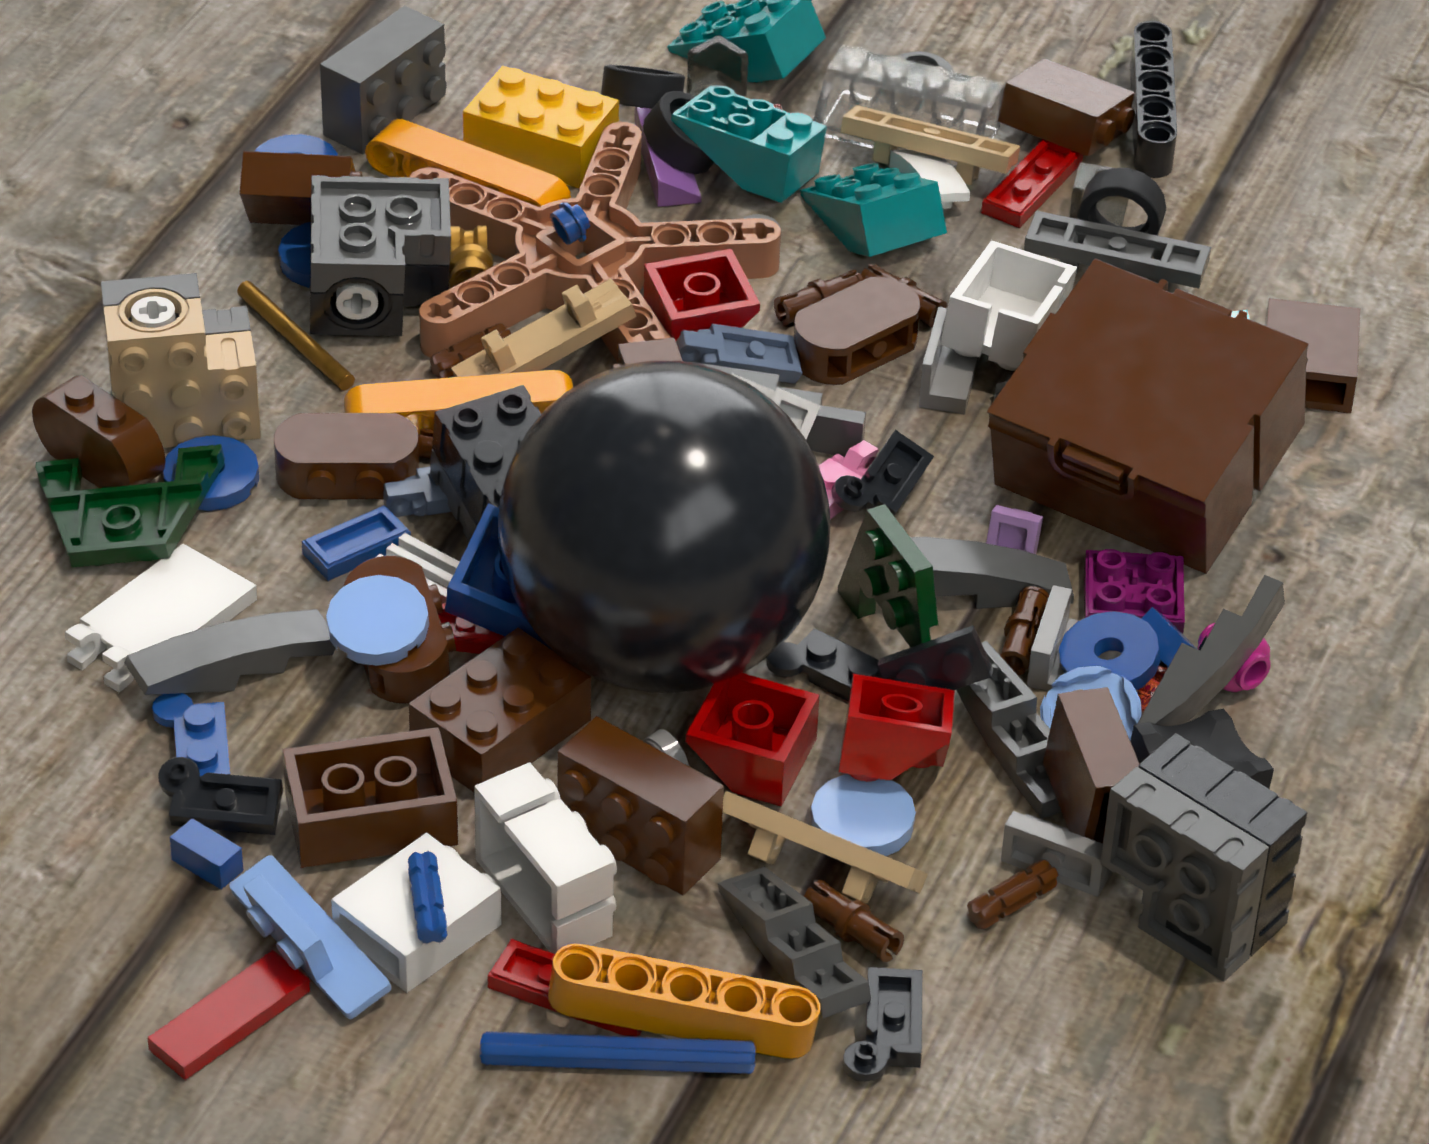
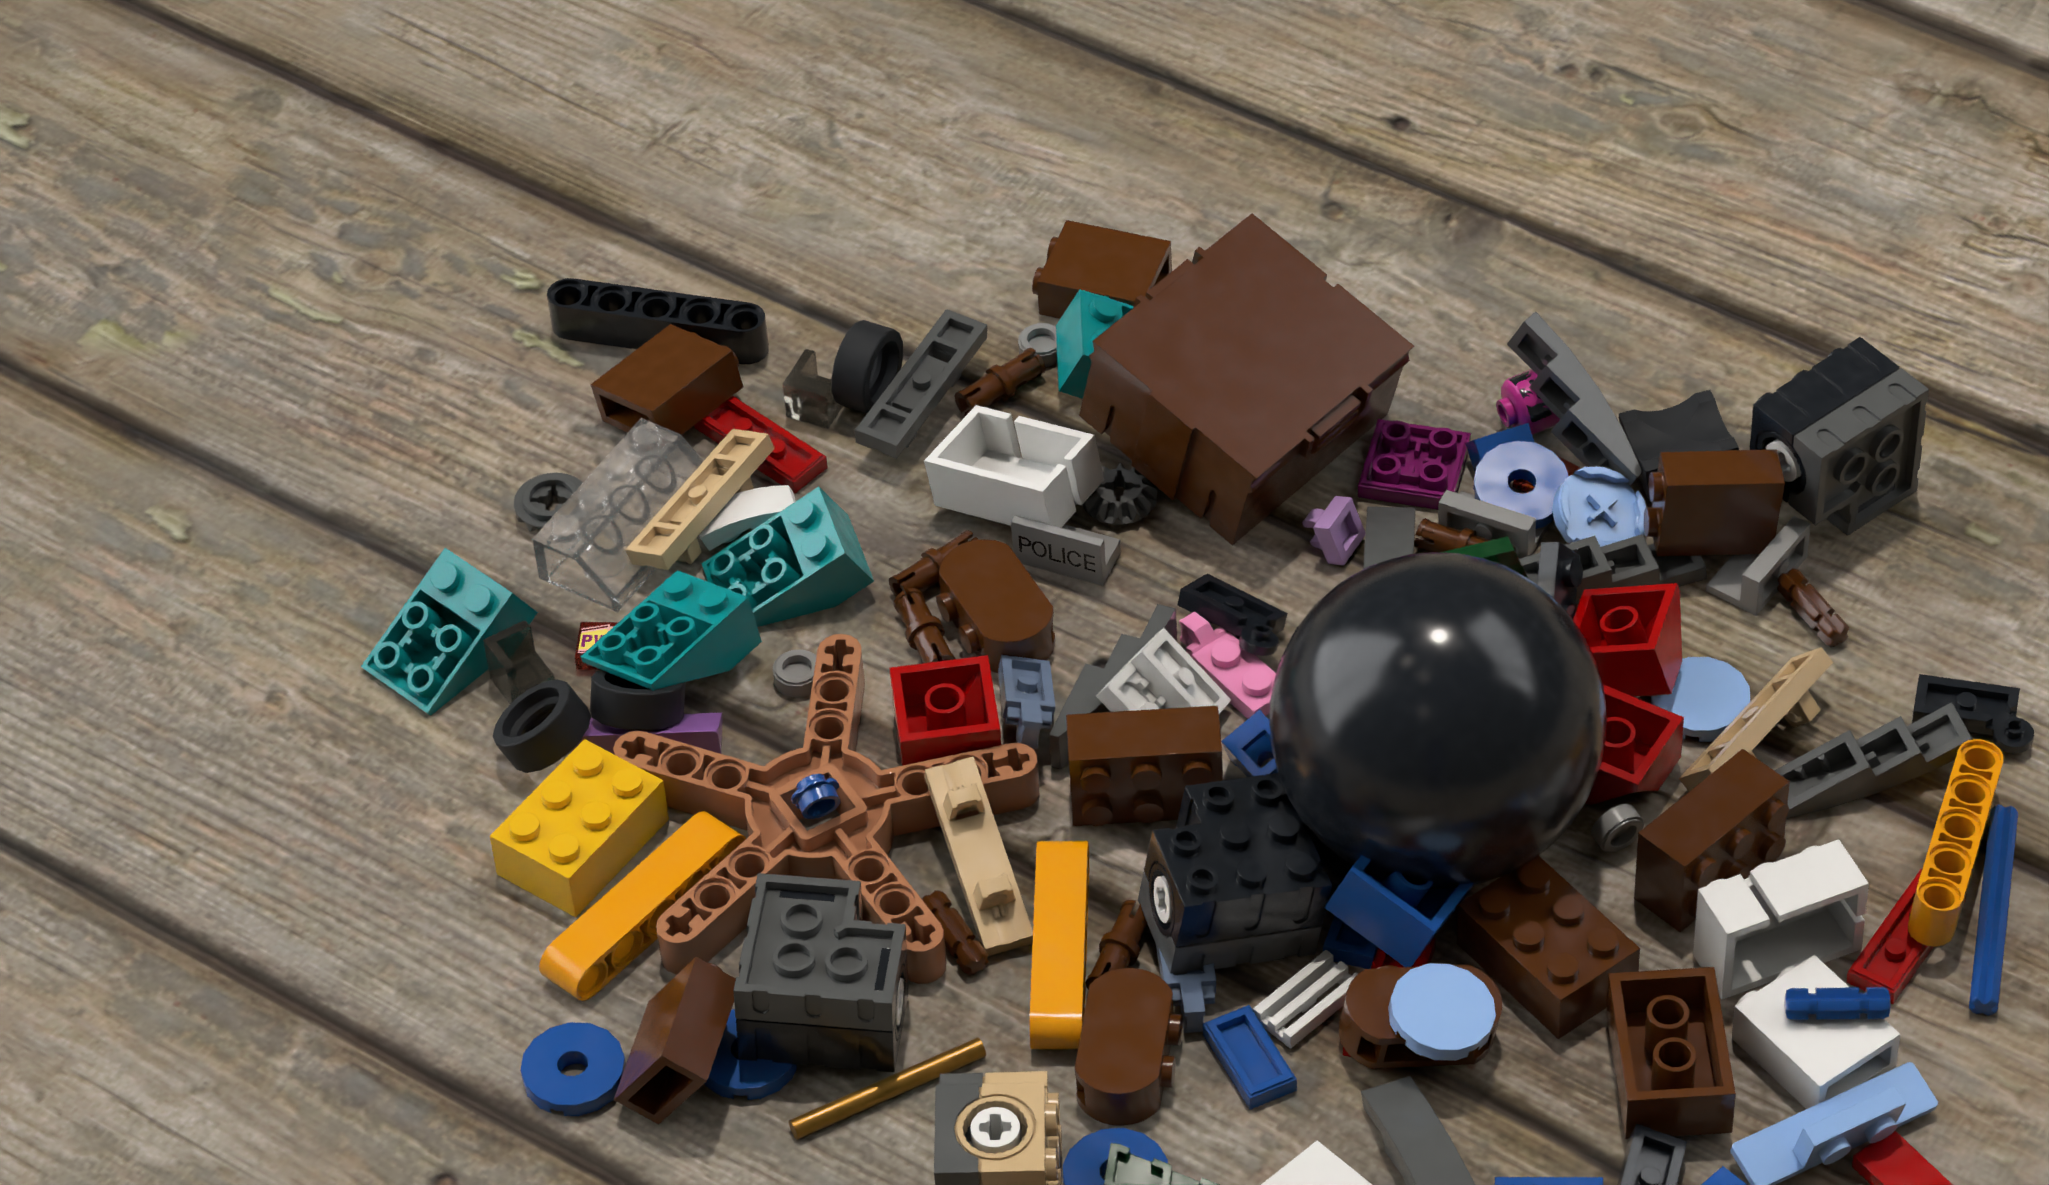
camera: 75 degrees left, 5 degrees up
(382, 78) = (475, 951): dark grey piece -> none
(854, 921) = (1845, 716): reddish brown pin -> none

